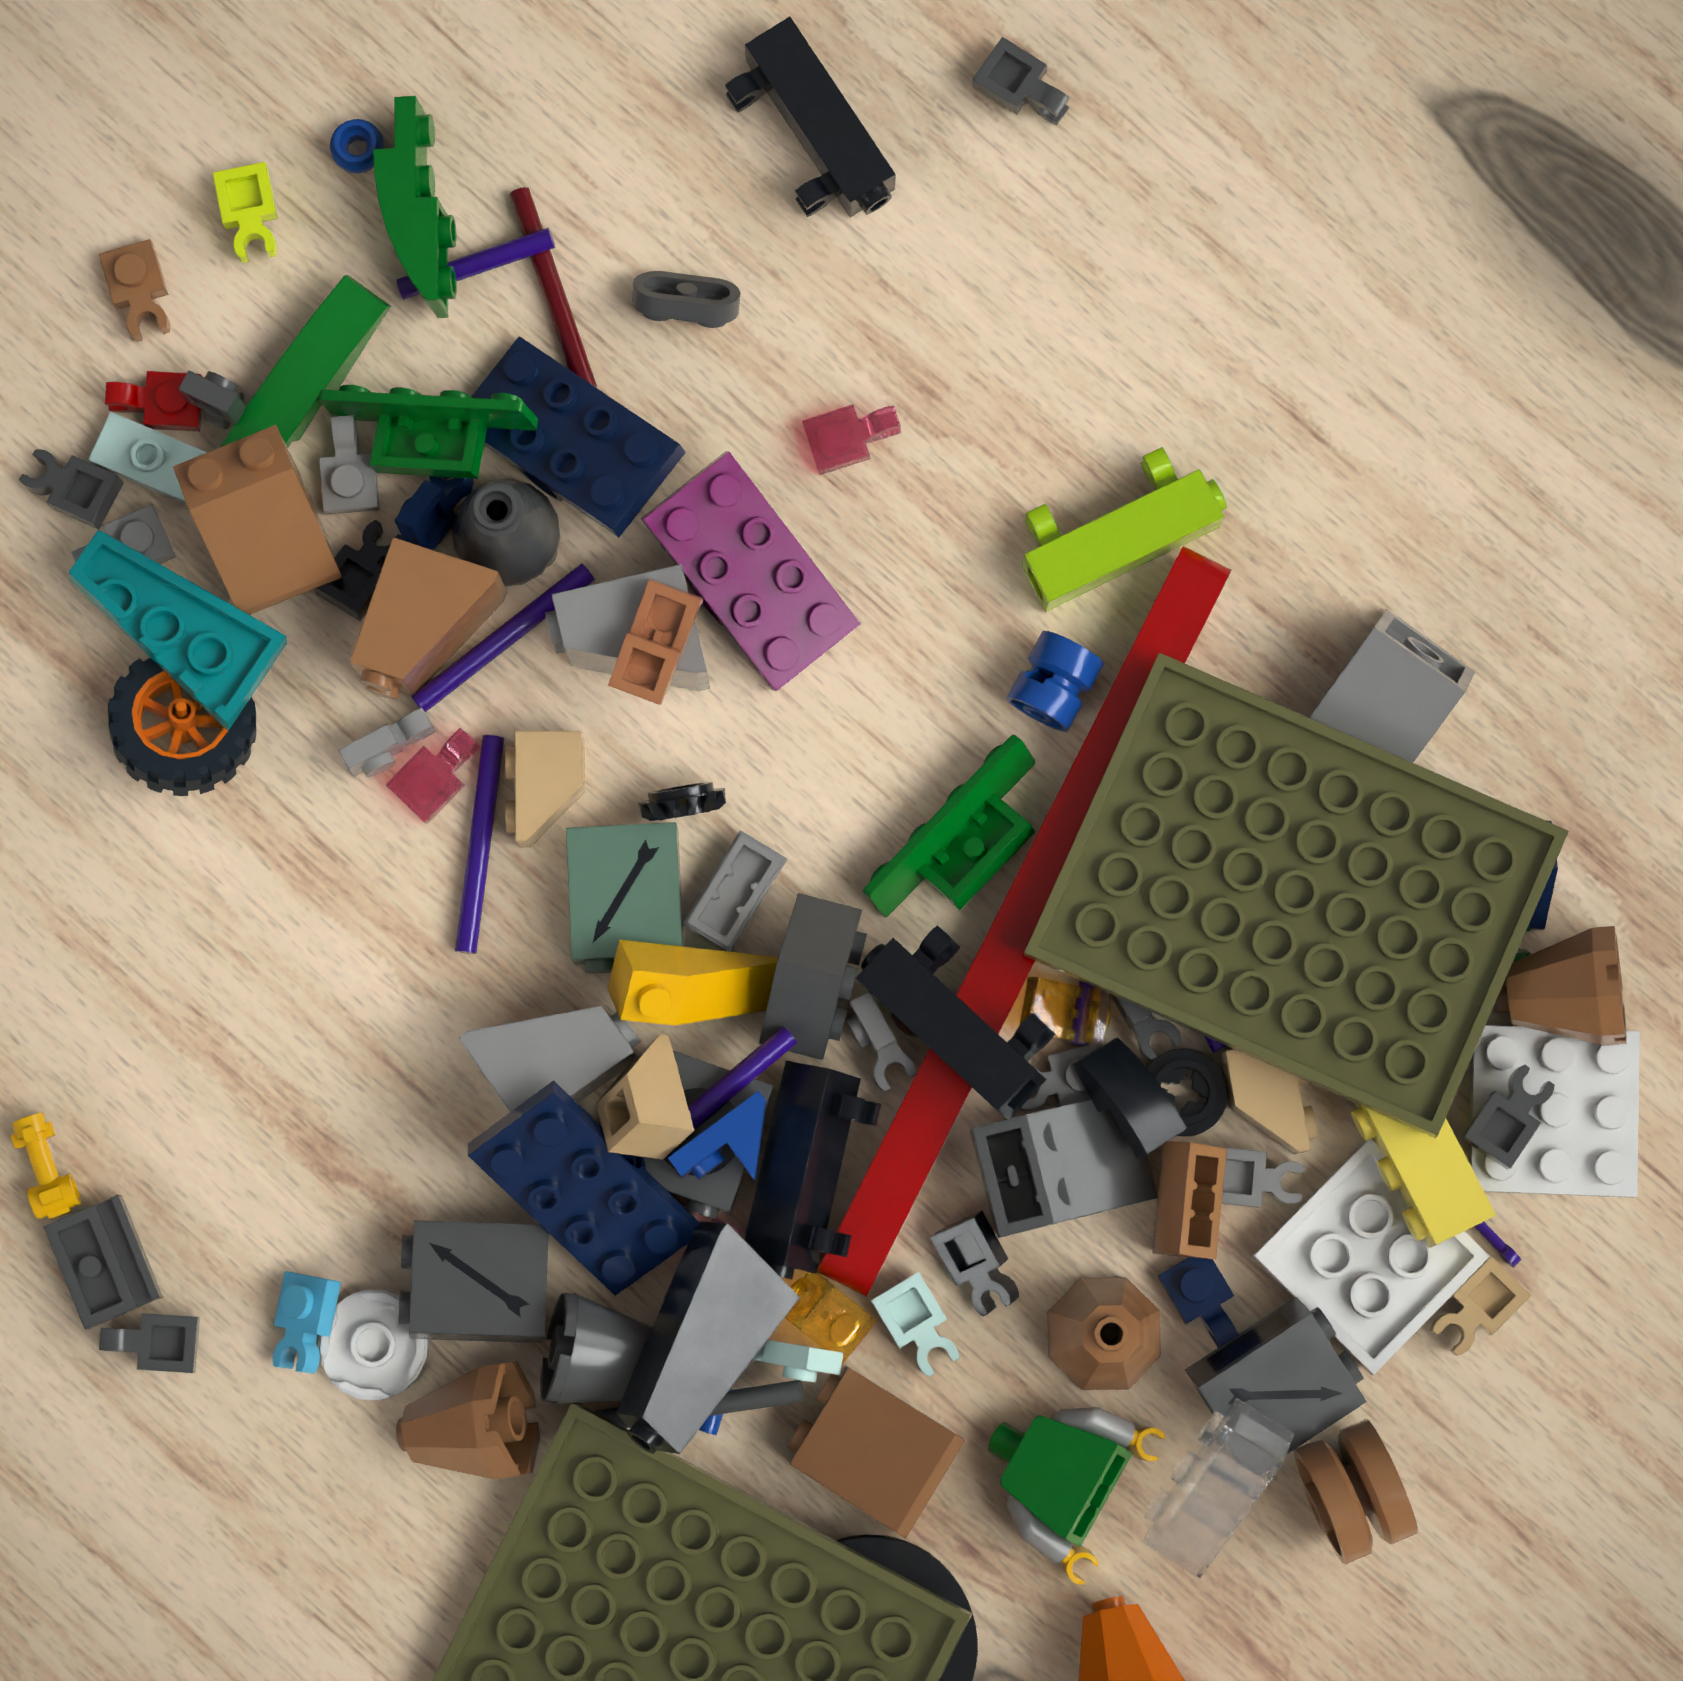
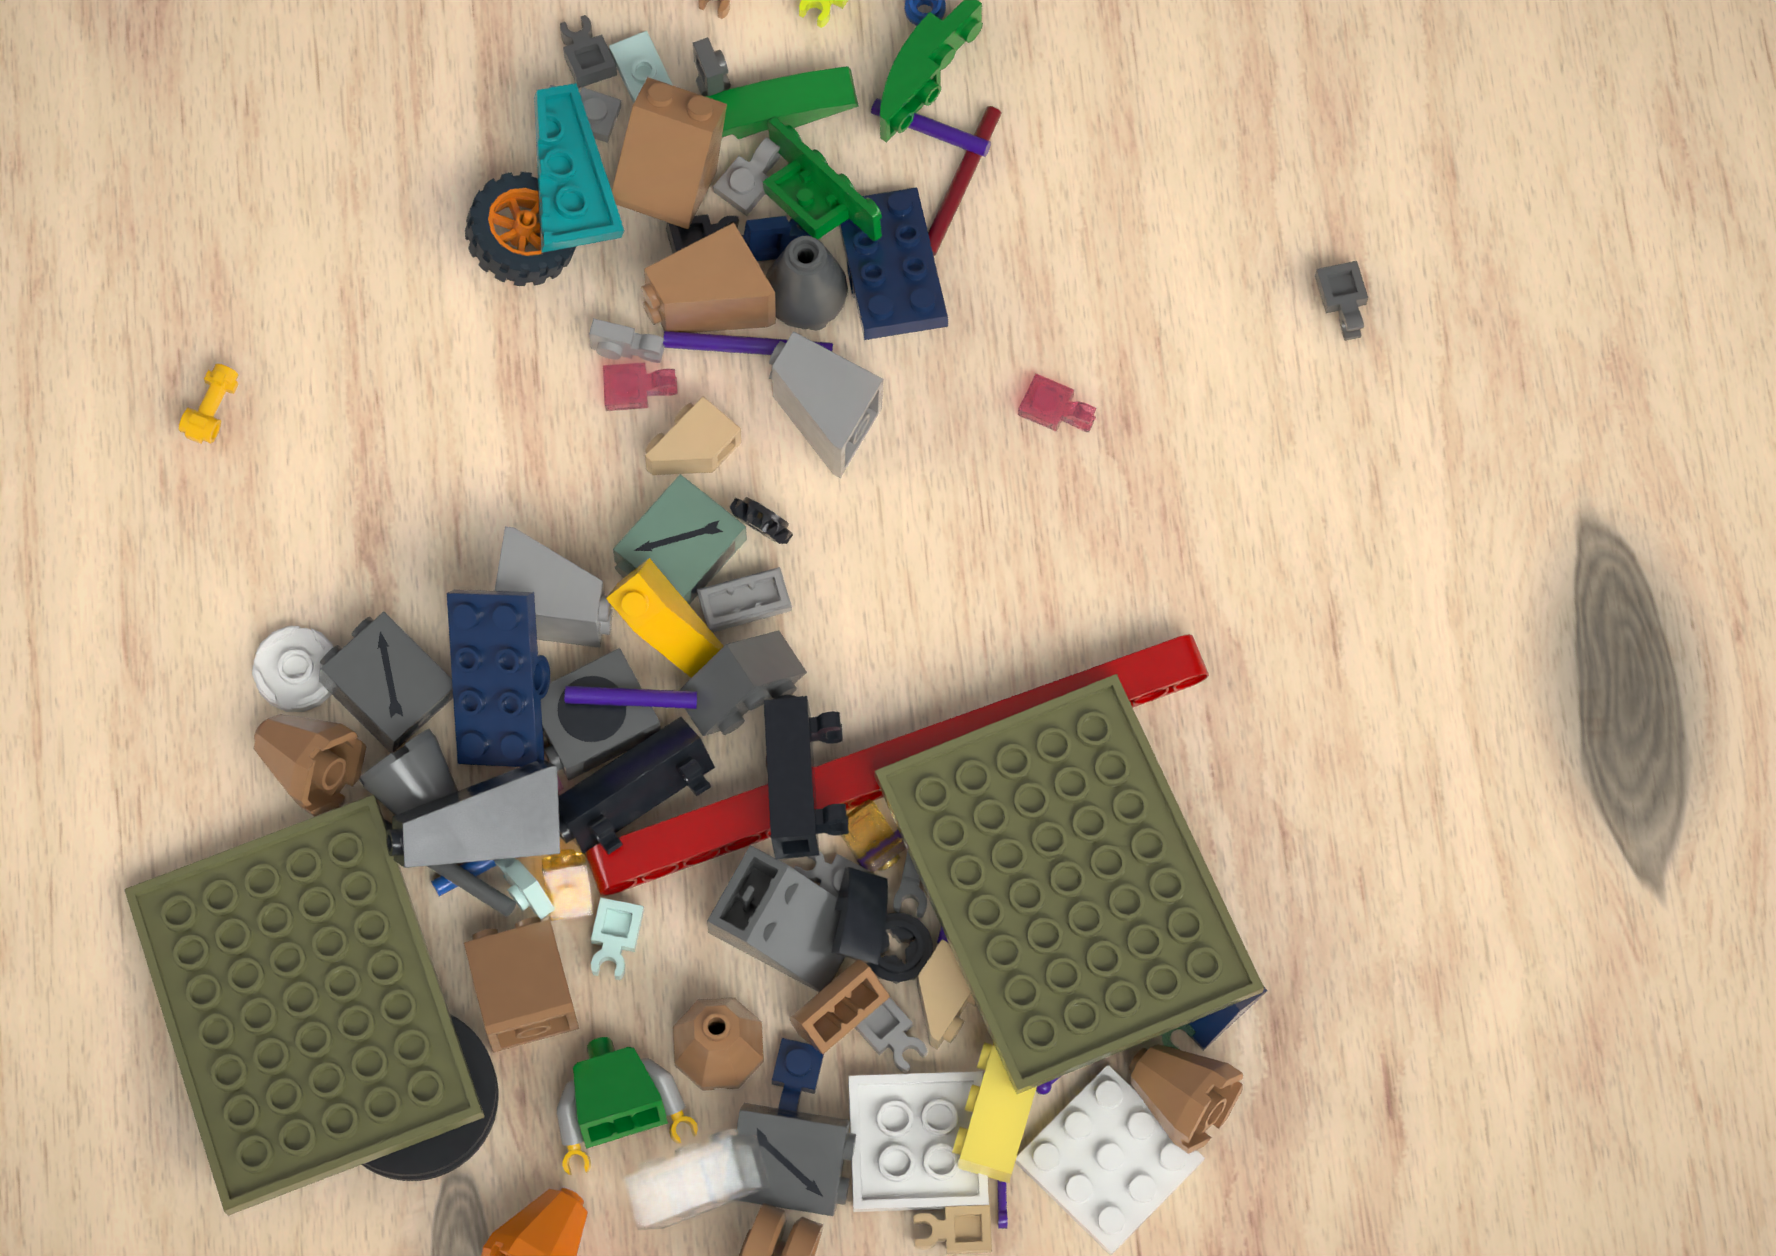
camera: 40 degrees right, 10 degrees down
(103, 1262) = (191, 485): dark grey plate -> none
(159, 401) = (677, 49): red plate -> none
(161, 1343) = (178, 557): dark grey plate -> none
(305, 1310) = (273, 614): medium azure plate -> none
(479, 844) = (623, 447): dark purple bar -> none
(646, 1105) = (574, 659): tan slope -> none
(655, 641) = (826, 407): nougat slope -> none
(686, 298) = (1033, 247): dark grey plate -> none
(738, 1129) = (614, 723): blue slope -> none
(750, 571) = (924, 427): magenta plate -> none
(819, 118) = (1206, 215): black brick -> none
(871, 1028) = (748, 744): light grey plate -> none
(964, 839) = (904, 685): green bracket -> none
(973, 1255) = (682, 927): plate -> none
(1055, 680) = (1043, 644): blue wheel -> none
(1123, 538) = (1161, 600): lime brick -> none
(1395, 689) = (1241, 825): light grey slope -> none
(1503, 1124) = (1068, 1132): dark grey plate -> none

